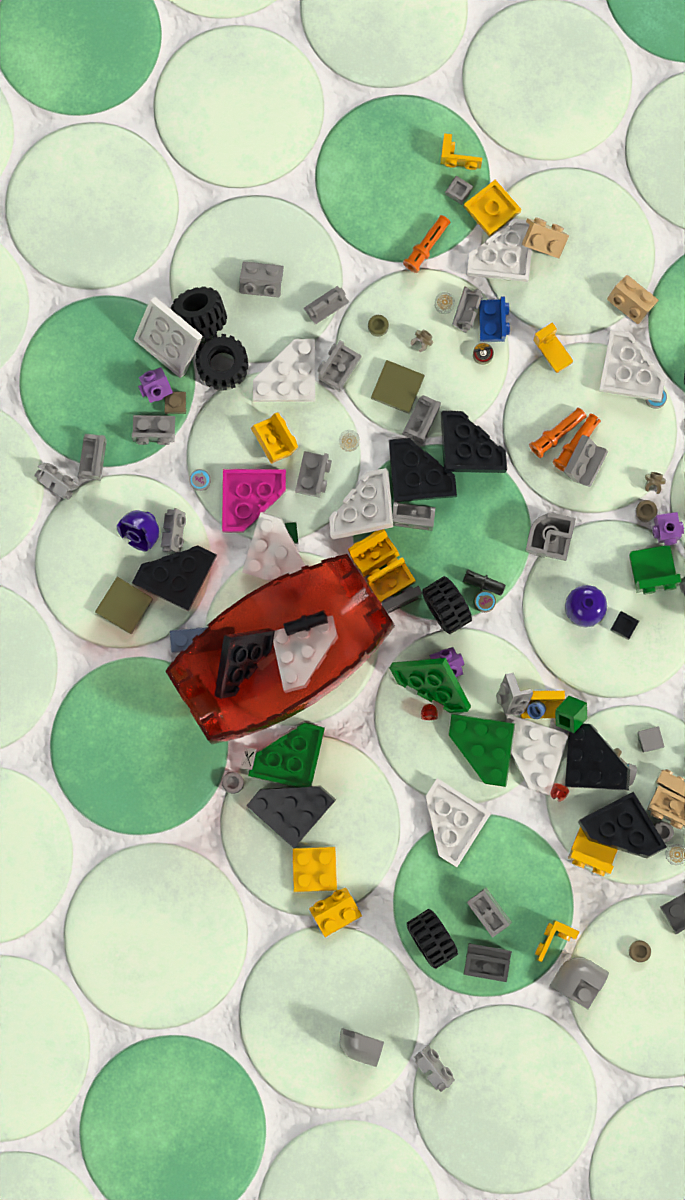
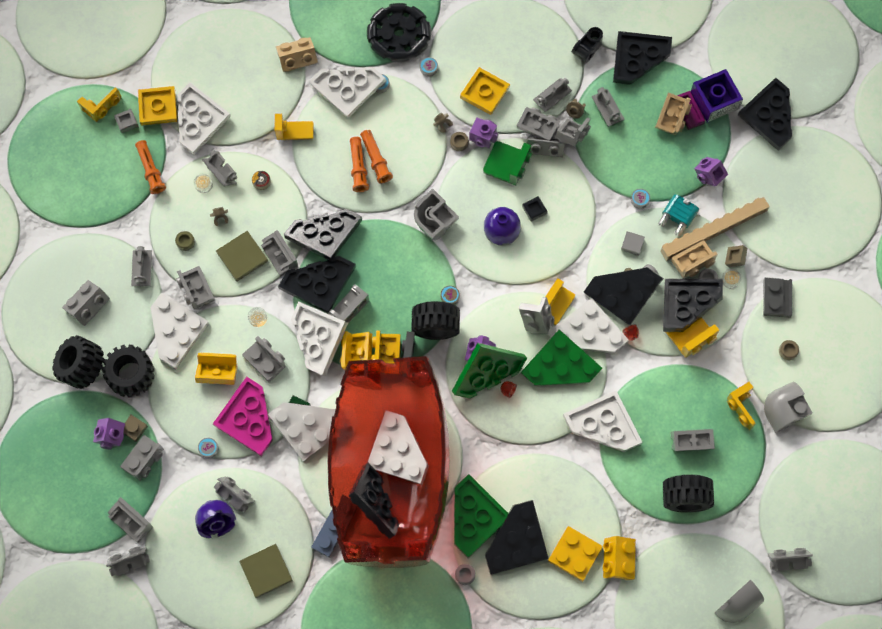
camera: 55 degrees left, 10 degrees down
(167, 337) = (79, 397): white plate -> none
(176, 576) = (271, 513): black plate -> none
(248, 758) = (454, 549): white sticker -> none
(305, 623) = (379, 432): black pin -> none
(484, 582) = (435, 286): pearl dark grey axle -> none
(487, 962) = (730, 466): dark grey plate -> none
(493, 320) = (242, 157): blue bracket -> none
(536, 709) = (557, 311): medium blue hinge -> none
(545, 238) = (208, 82): tan bracket -> none
(571, 714) = (578, 284): green brick -> none
(585, 461) = (394, 158): light grey bracket -> none

